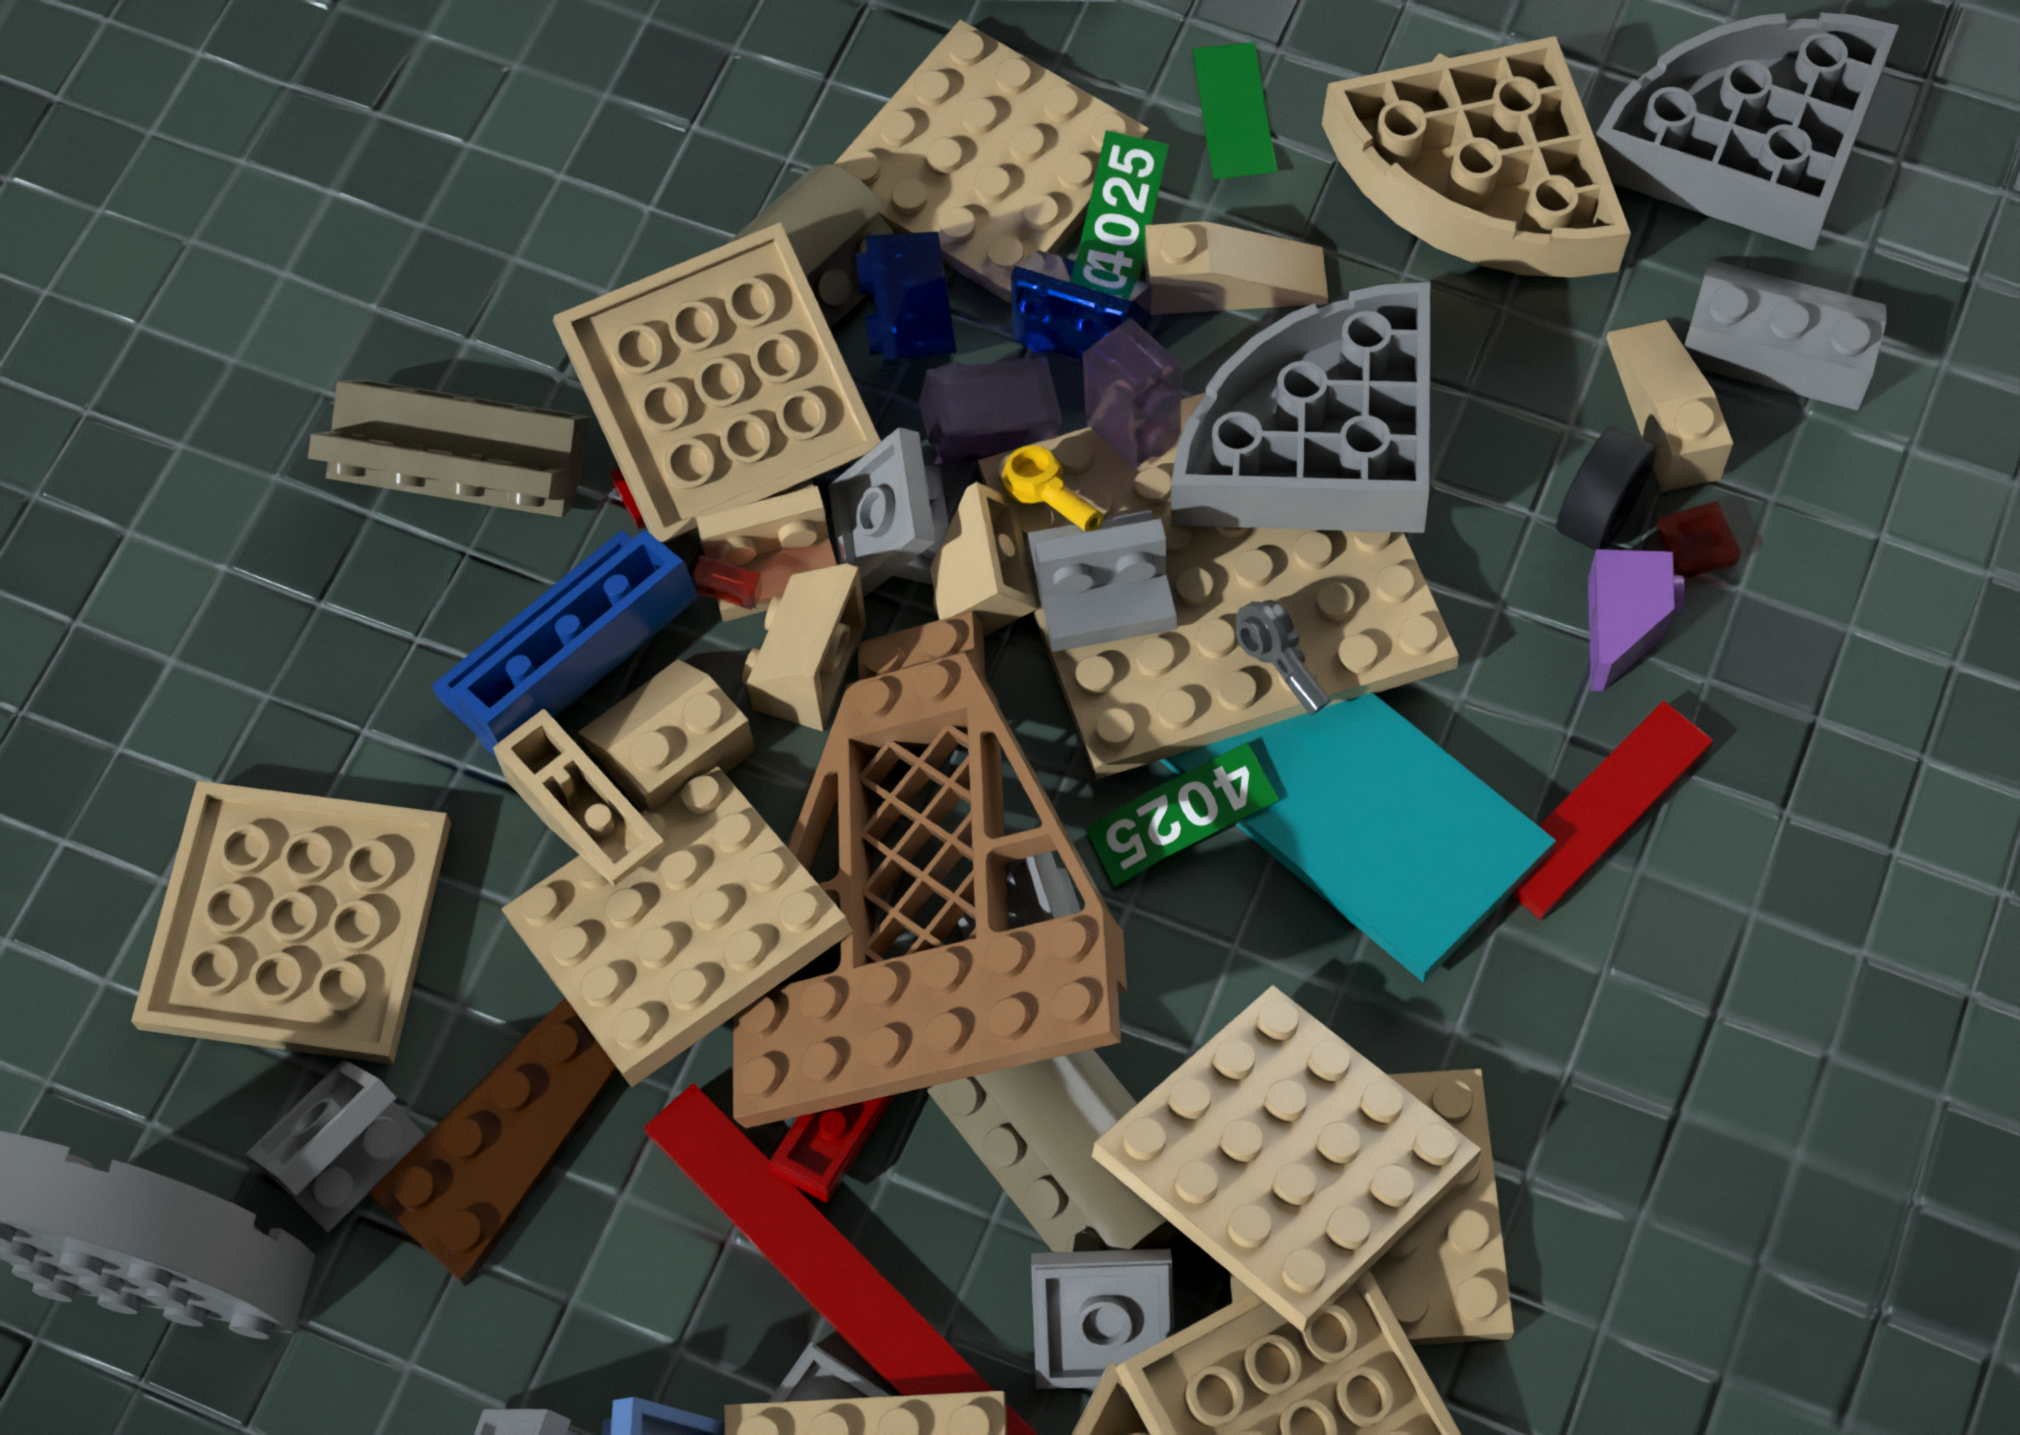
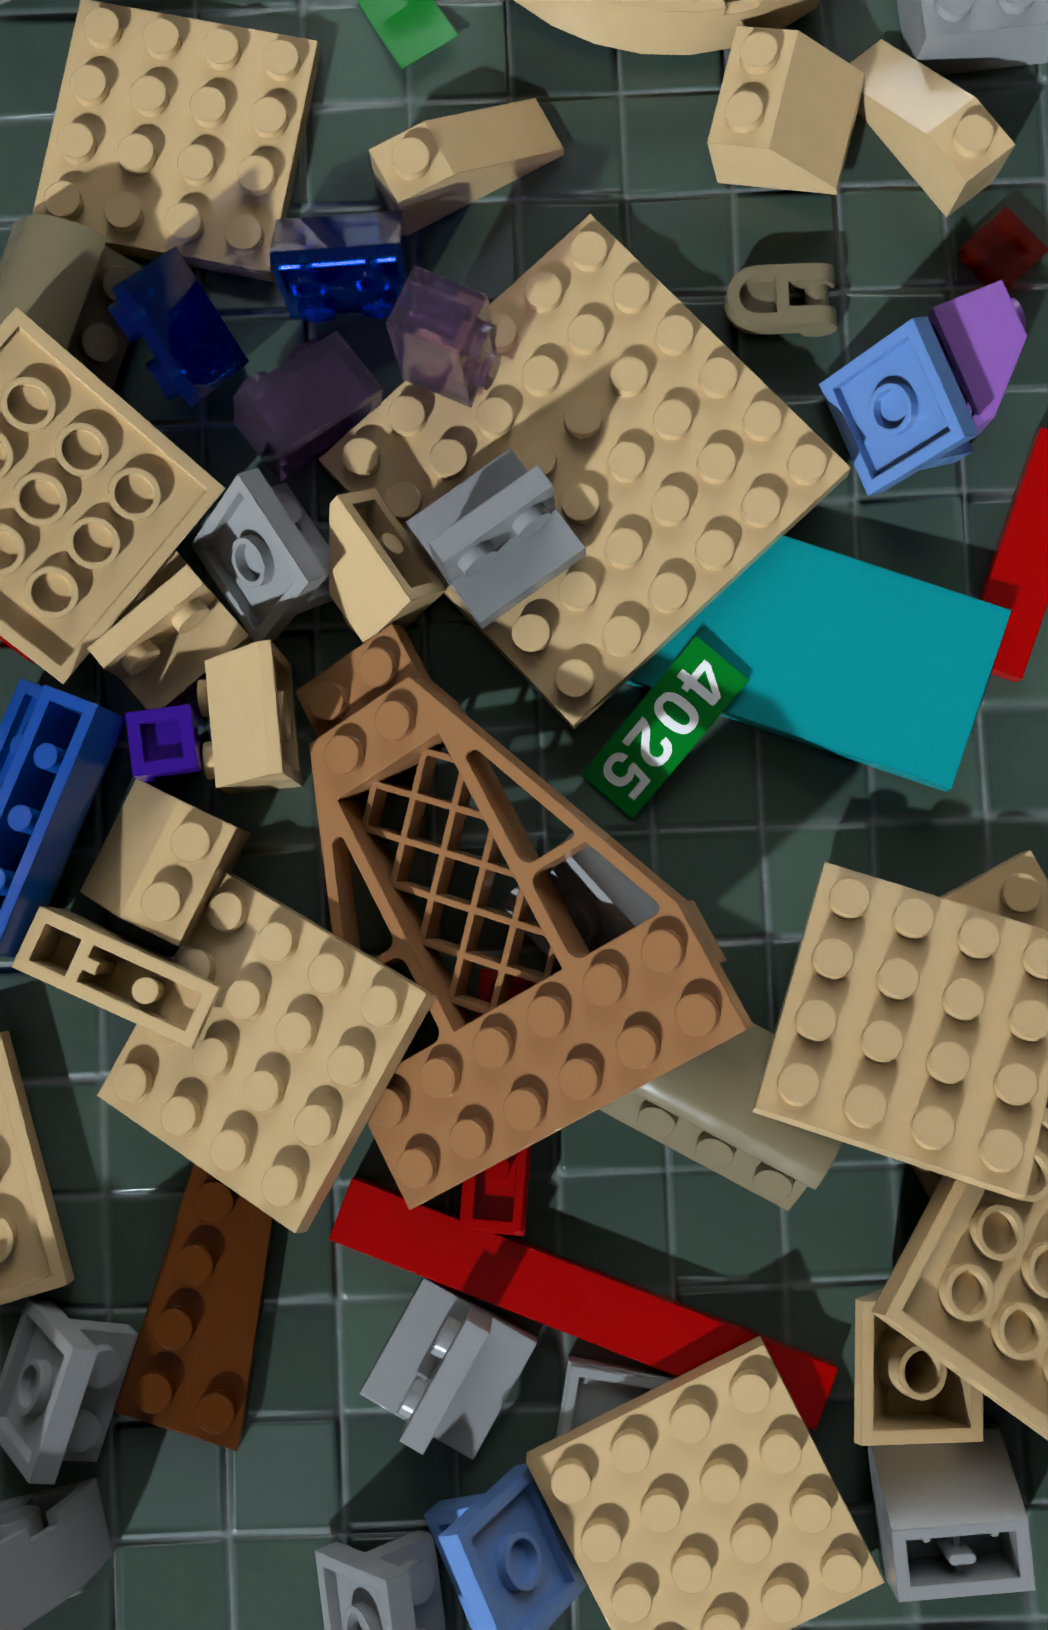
camera: 25 degrees left, 20 degrees up
(696, 1297) = (448, 1368): none -> light grey bracket
(721, 628) = (164, 742): none -> dark purple panel
(727, 583) = (147, 695): clear red tile -> none
(1037, 476) = (386, 461): yellow plate -> none
(1097, 1311) = (817, 1236): light grey tile -> none
(1122, 204) = (330, 134): green sticker -> none
(1269, 635) = (680, 529): dark grey plate -> none
(1317, 422) = (634, 286): light grey brick -> none
(1451, 492) = (760, 299): none -> dark tan plate
(1531, 627) = (900, 408): none -> medium blue bracket
(1536, 341) = (784, 113): none -> tan slope
(1605, 488) = (915, 240): black tyre -> none

